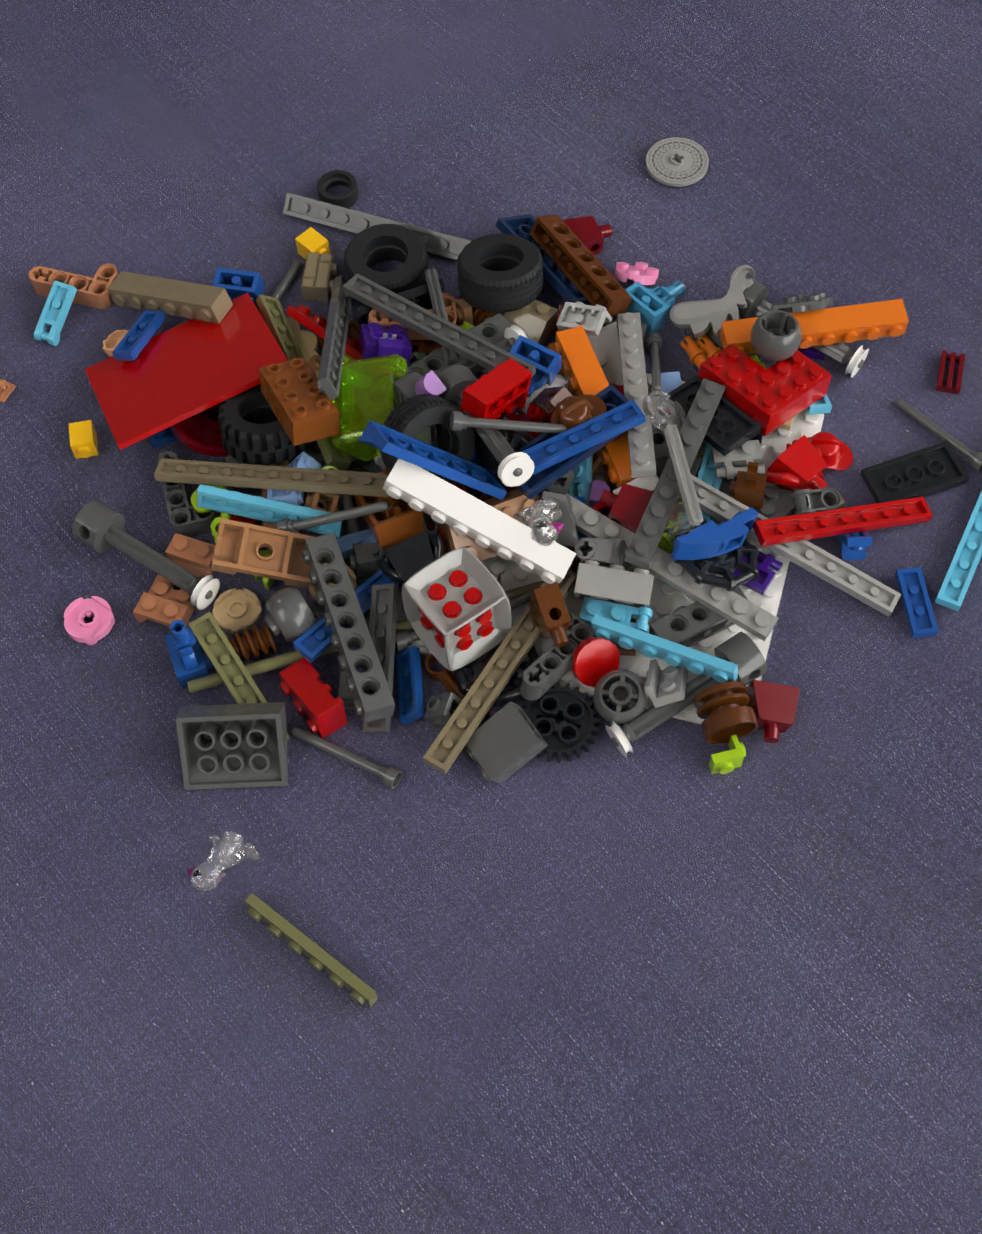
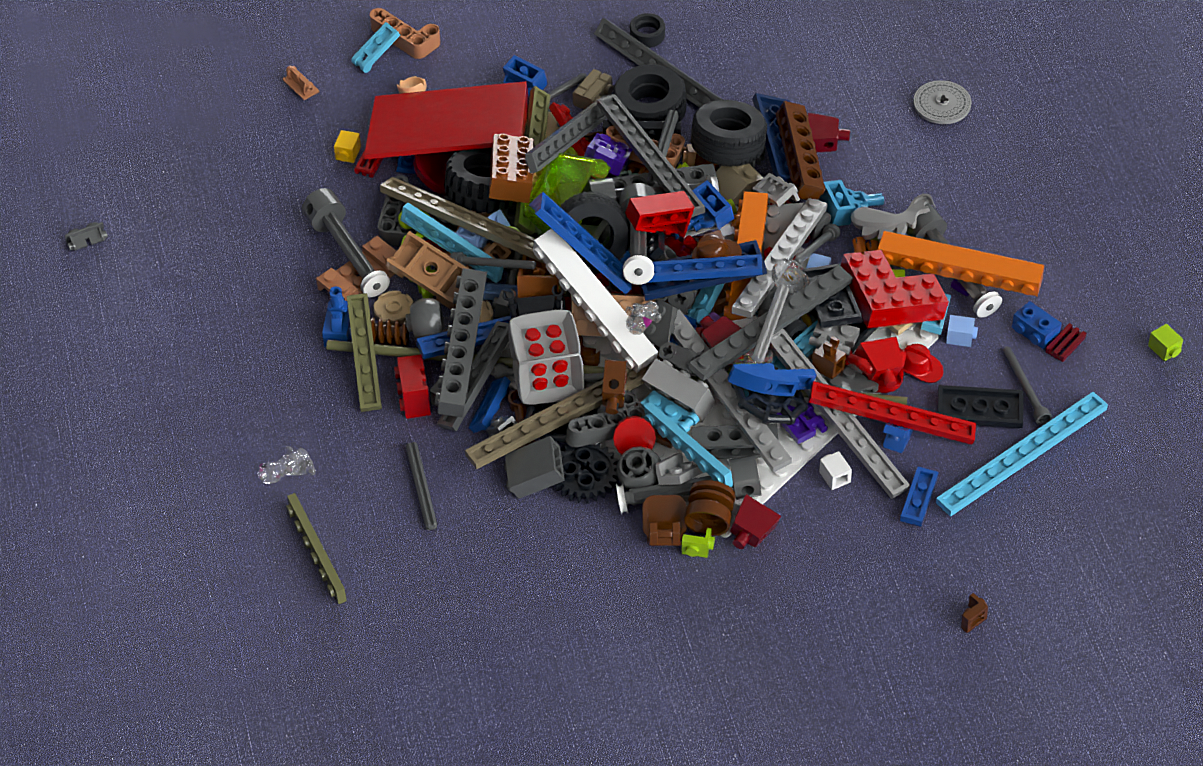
camera: 25 degrees right, 10 degrees down
(93, 631) = (278, 282): bright pink plate -> none
(117, 459) = (367, 170): none -> red tile
(139, 335) = (427, 84): blue plate -> none
(170, 296) = (466, 64): dark tan brick -> none
(233, 745) = (336, 393): dark grey slope -> none
(311, 242) = (602, 62): yellow brick -> none
(387, 817) = (421, 486): none -> dark grey axle
(389, 775) = (438, 459): dark grey piece -> none
(429, 385) = (614, 190): medium lavender brick -> none
(461, 421) = (617, 221): dark grey piece -> none
(638, 273) = (850, 177): bright pink plate -> none
(681, 748) = (664, 520): none -> reddish brown piece
(776, 335) = (914, 253): dark grey wheel -> none
(799, 303) = (961, 240): dark grey wing -> none
(812, 500) = (877, 387): dark grey piece -> none
(816, 608) = (835, 470): none -> white brick
(846, 400) = (961, 331): none -> light blue brick
(914, 365) = (1036, 325): none -> blue brick

